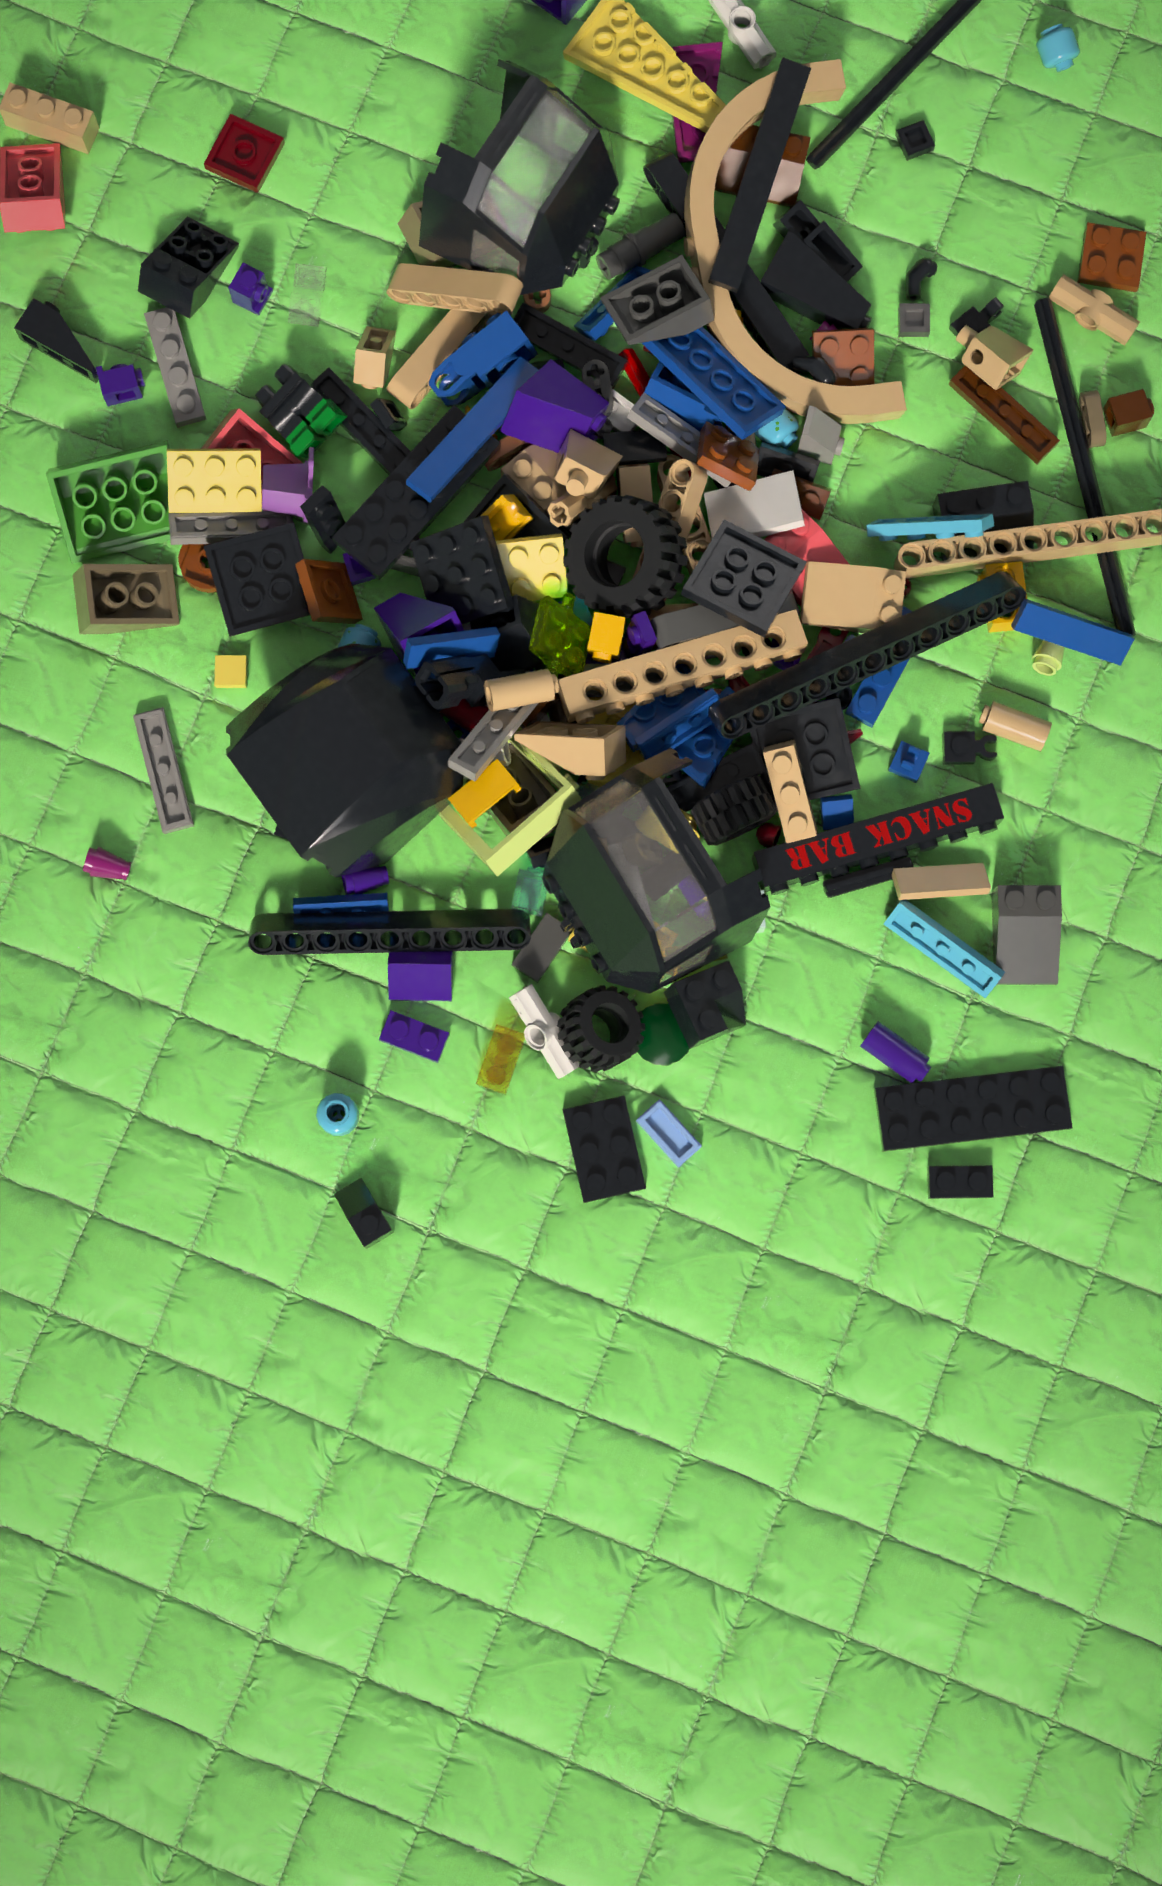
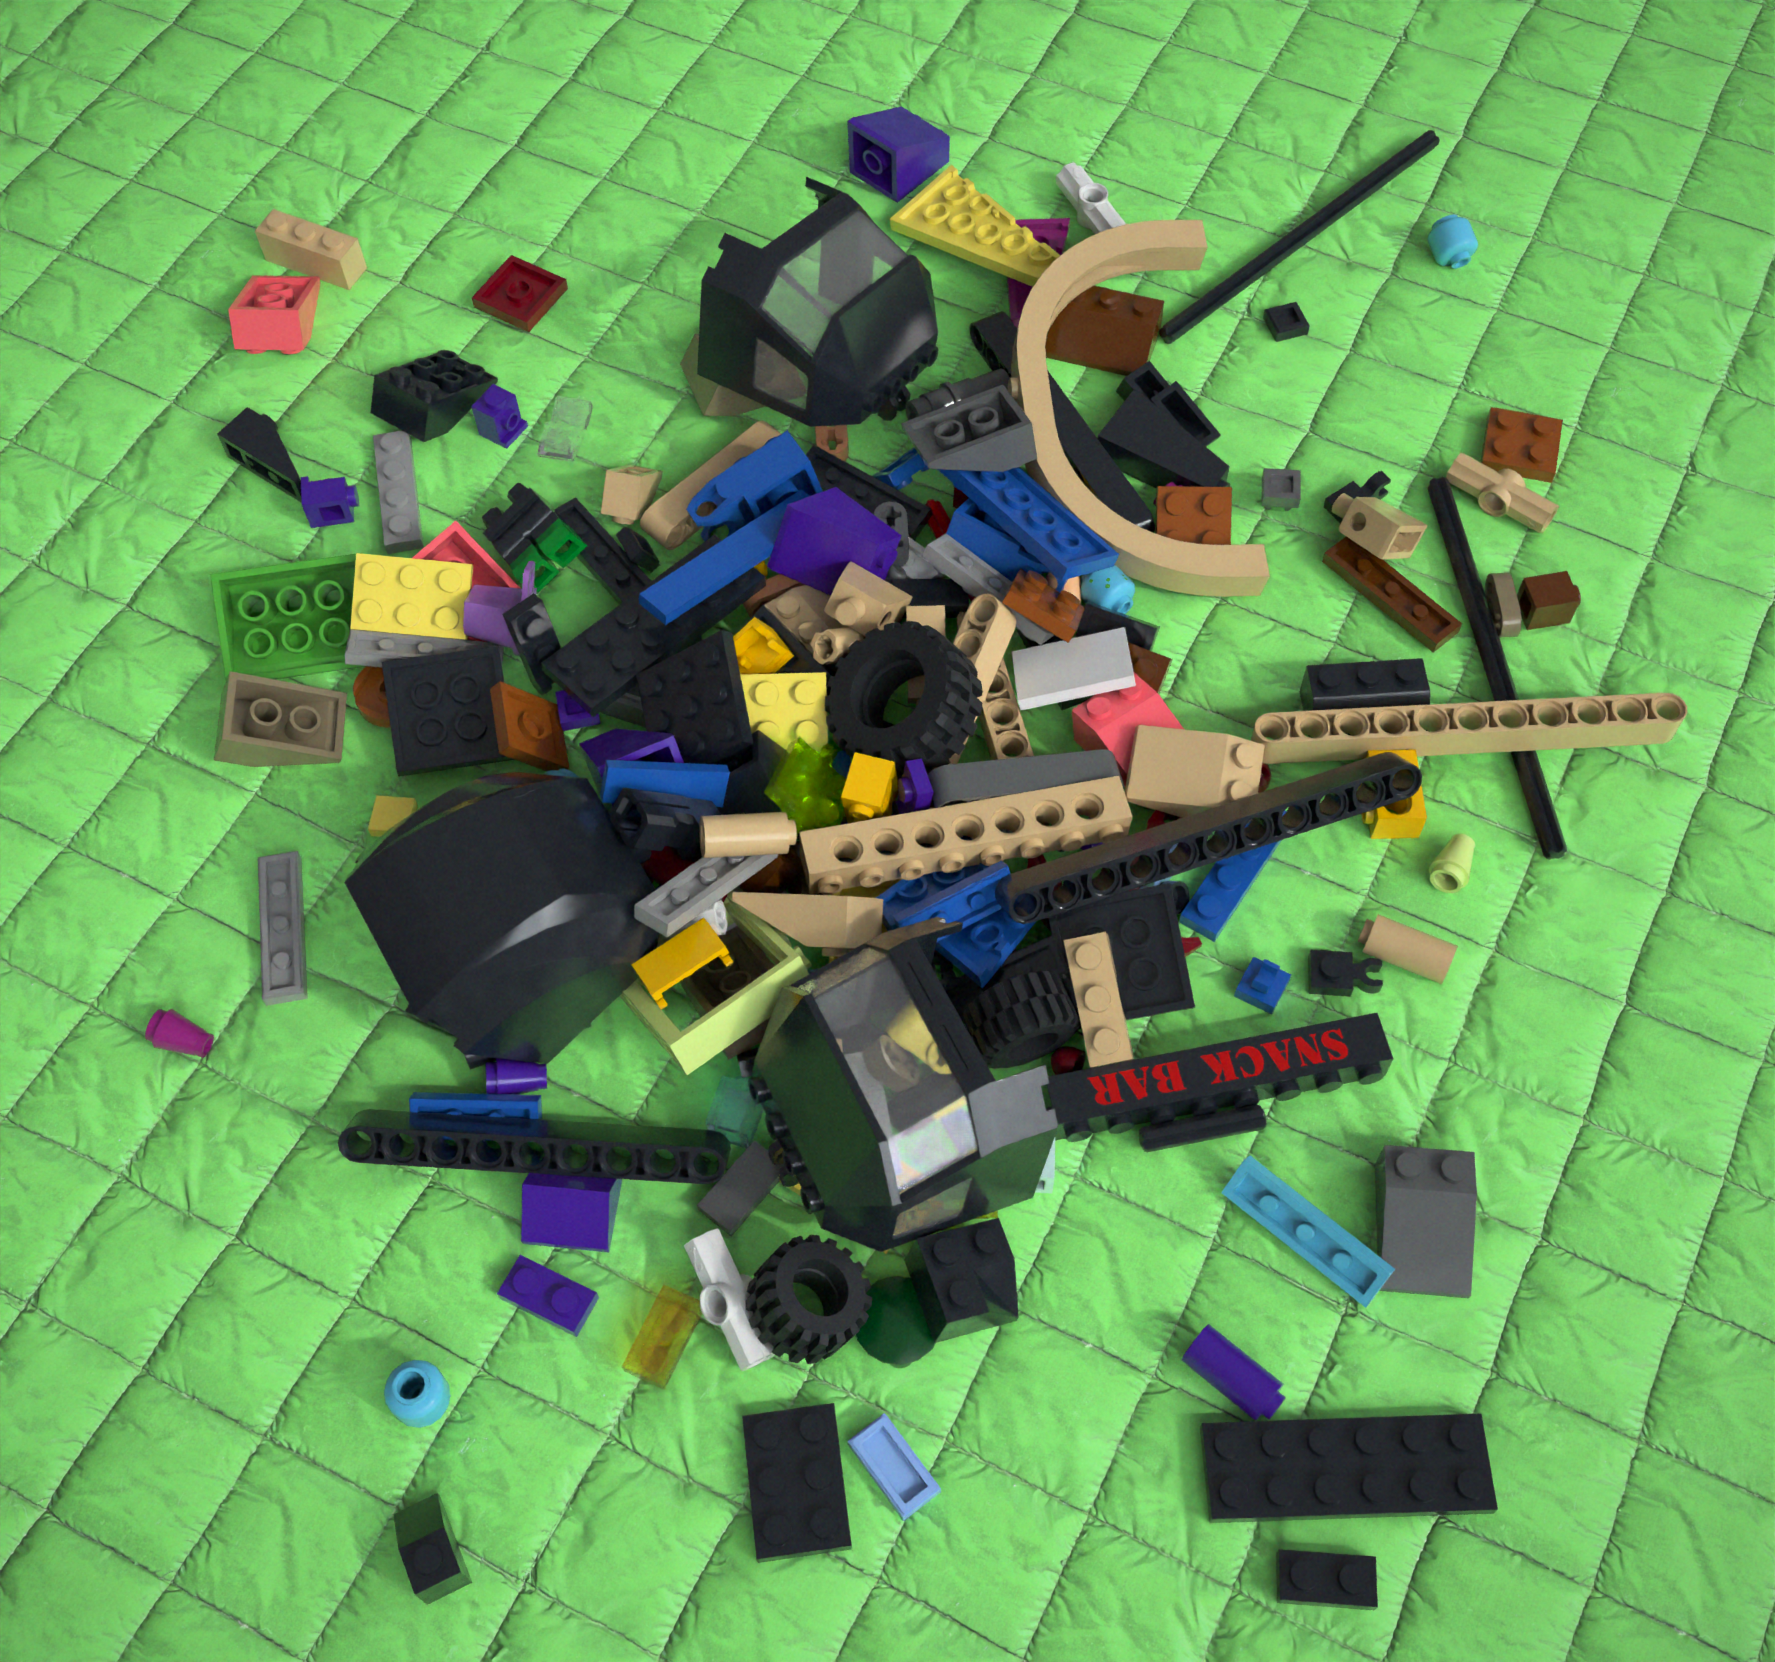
camera: 10 degrees right, 20 degrees down
(454, 288) = (733, 419): tan beam -> none
(743, 578) = (1052, 733): black plate -> none
(759, 175) = (1099, 321): black tile -> none
(816, 366) = (1159, 522): black arm -> none
(820, 437) = (1161, 597): light grey slope -> none
(836, 811) = (1162, 1035): blue tile -> none
(921, 269) = (1293, 441): black arm -> none
(941, 881) = (1304, 1138): tan tile -> none
(942, 526) = (1312, 697): medium azure plate -> none
(1072, 632) = (1484, 835): blue tile -> none

